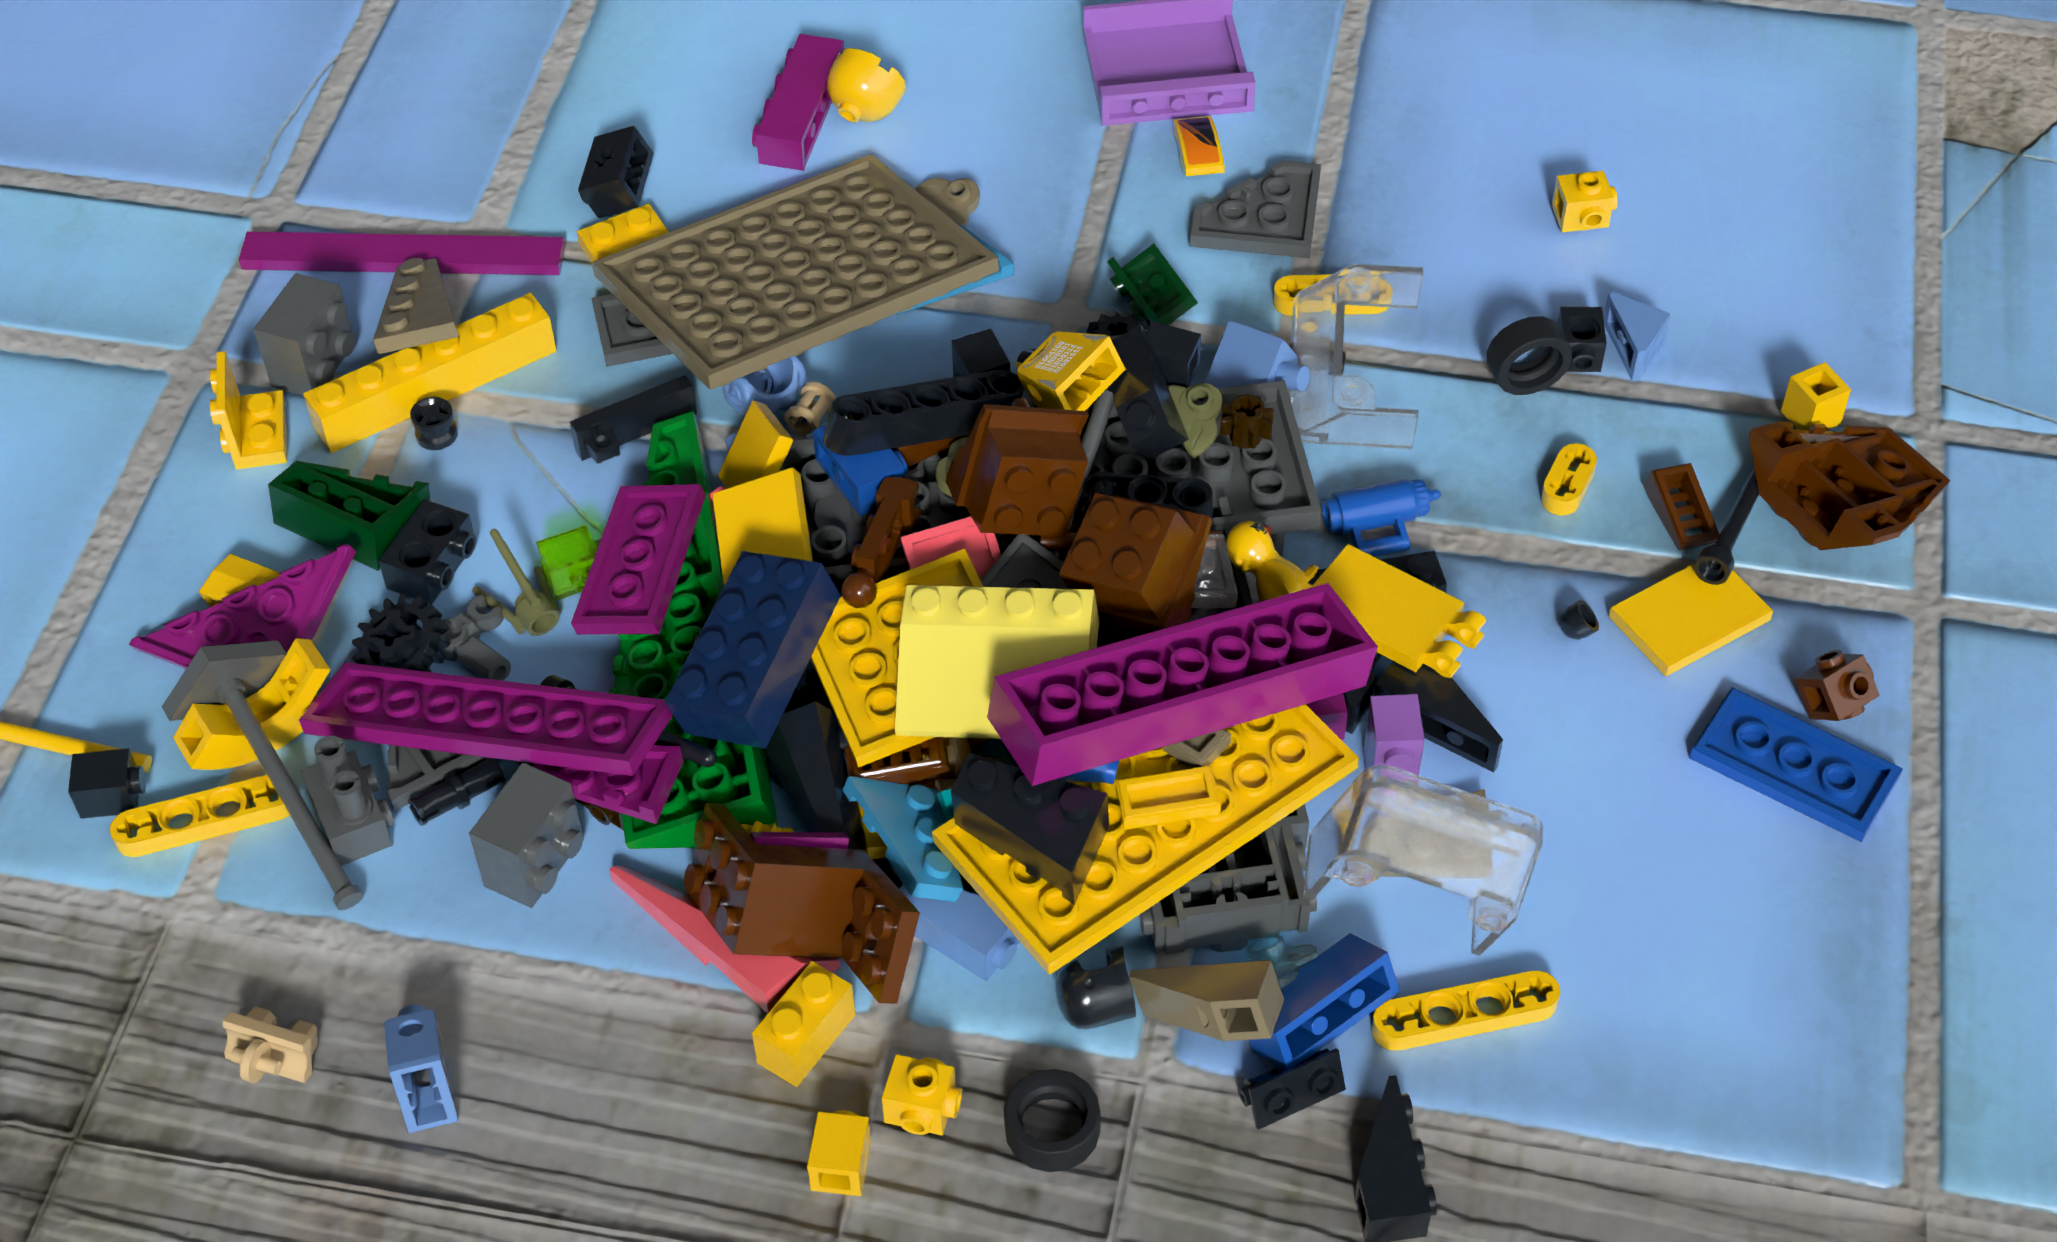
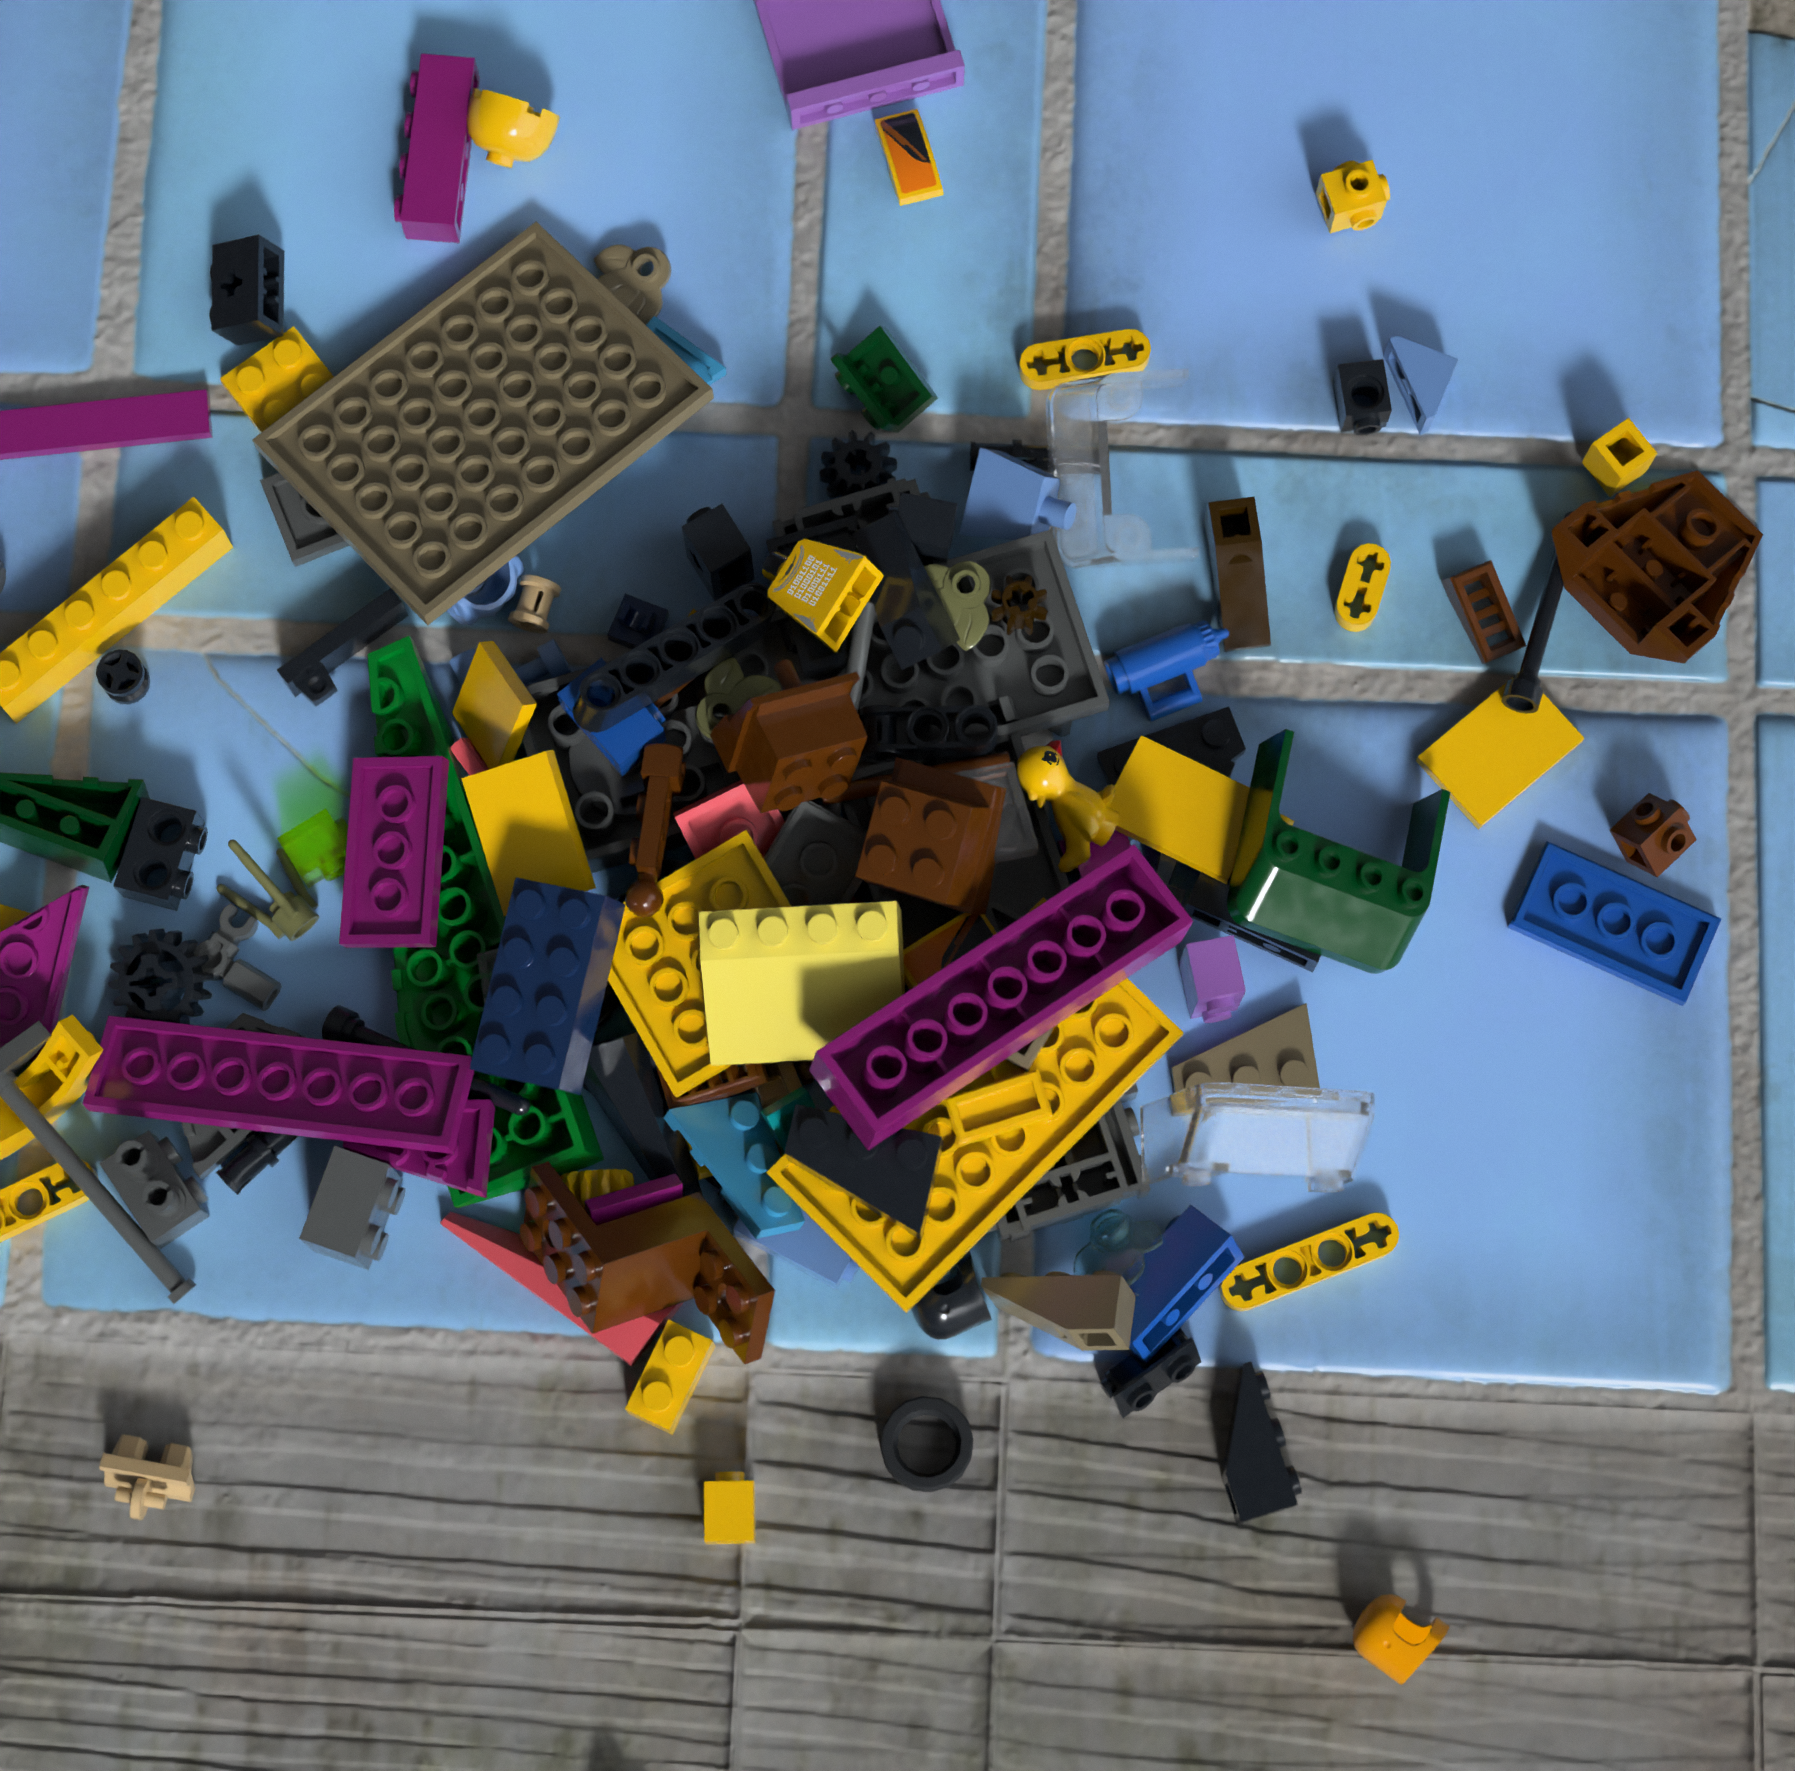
camera: 10 degrees left, 25 degrees up
(415, 308) = (69, 532): dark tan wing -> none
(415, 1045) = (303, 1480): medium blue torso -> none
(920, 1095) = (783, 1430): yellow brick -> none
(1263, 214) = (995, 251): dark grey plate -> none
(1454, 447) = (1238, 572): none -> dark brown slope
(1513, 678) = (1323, 891): none -> dark green windscreen
(1520, 338) = (1309, 437): black tyre -> none
(1578, 621) = (1386, 777): black hinge -> none

